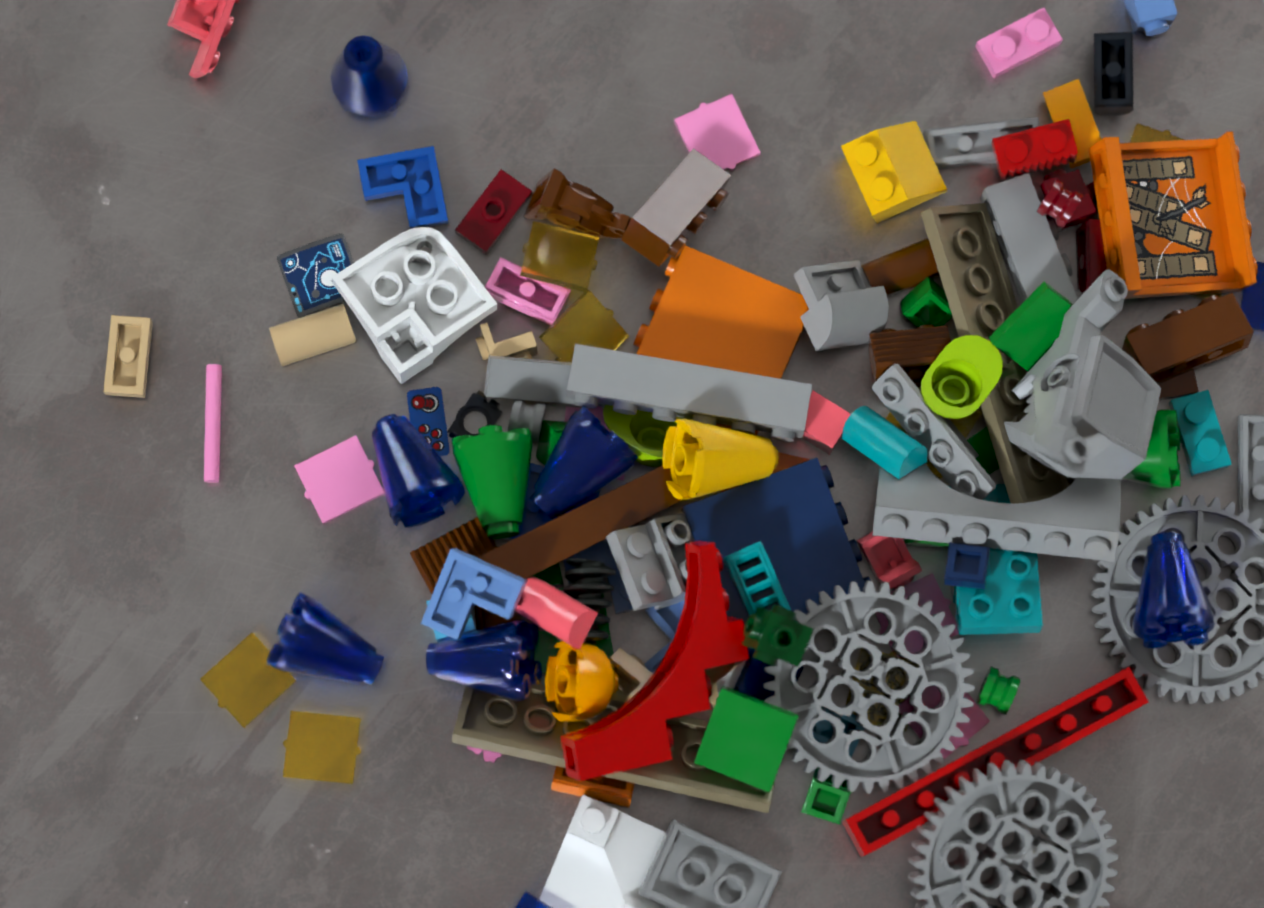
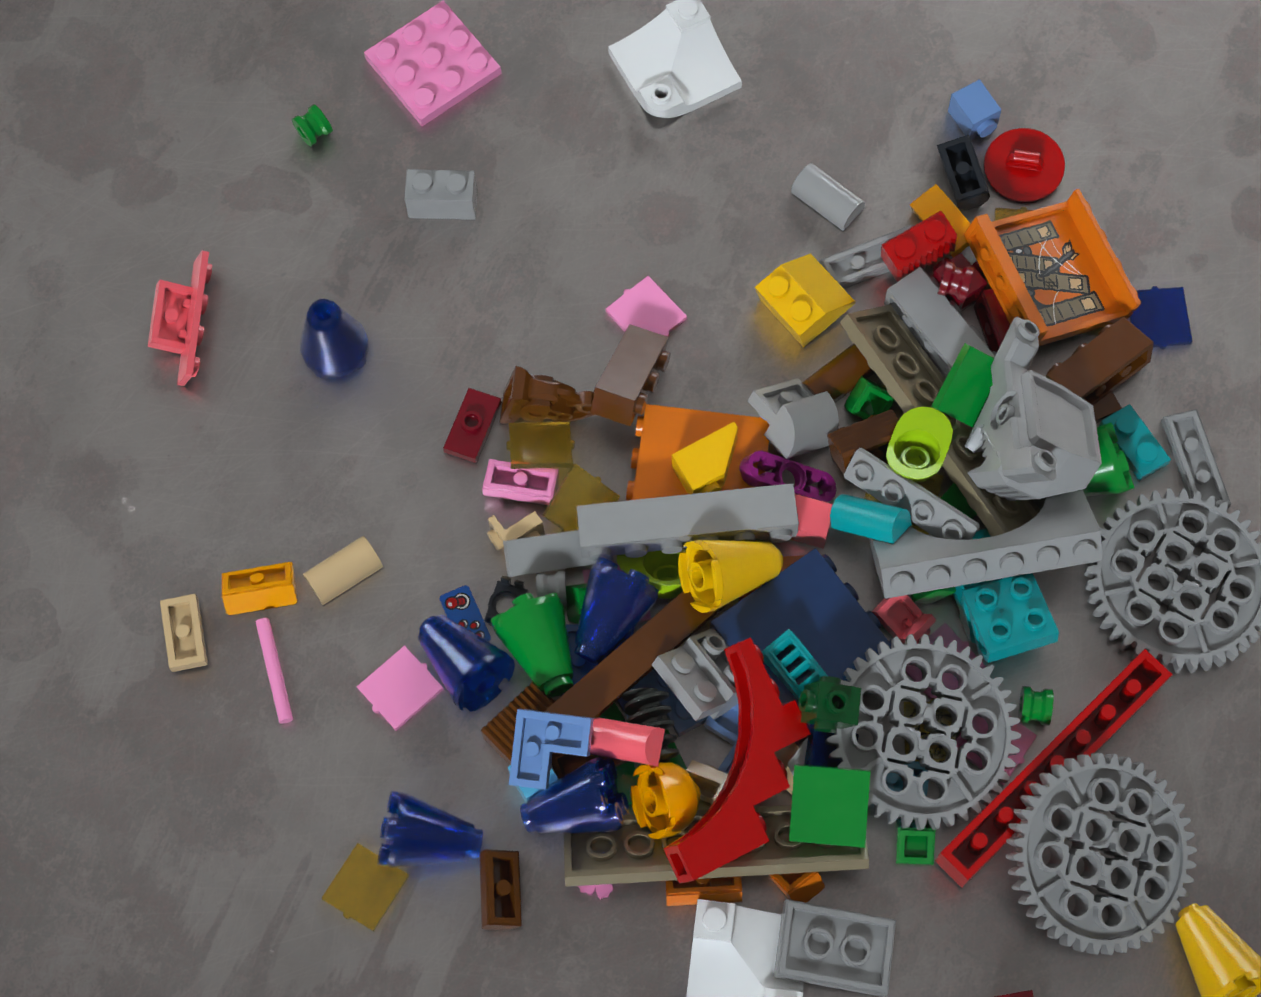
camera: 10 degrees left, 10 degrees down
(219, 328) = (259, 588): none -> light orange slope
(310, 273) = (335, 519): sticker -> none
(321, 747) = (448, 928): clear yellow piece -> none
(385, 724) = (500, 889): none -> reddish brown brick
(410, 174) = (393, 413): blue plate -> none
(414, 299) = (424, 513): white slope -> none
(694, 810) = (799, 886): none -> orange slope
(728, 332) = (706, 462): none -> yellow slope
(796, 370) = (802, 475): none -> magenta beam
(955, 57) = (827, 196): none -> light grey brick
(967, 565) = (976, 599): dark blue tile -> none
(1018, 42) = (876, 170): bright pink plate -> none
(1171, 596) = (1161, 578): clear blue cone -> none
(1185, 81) = (1024, 165): none -> red shield

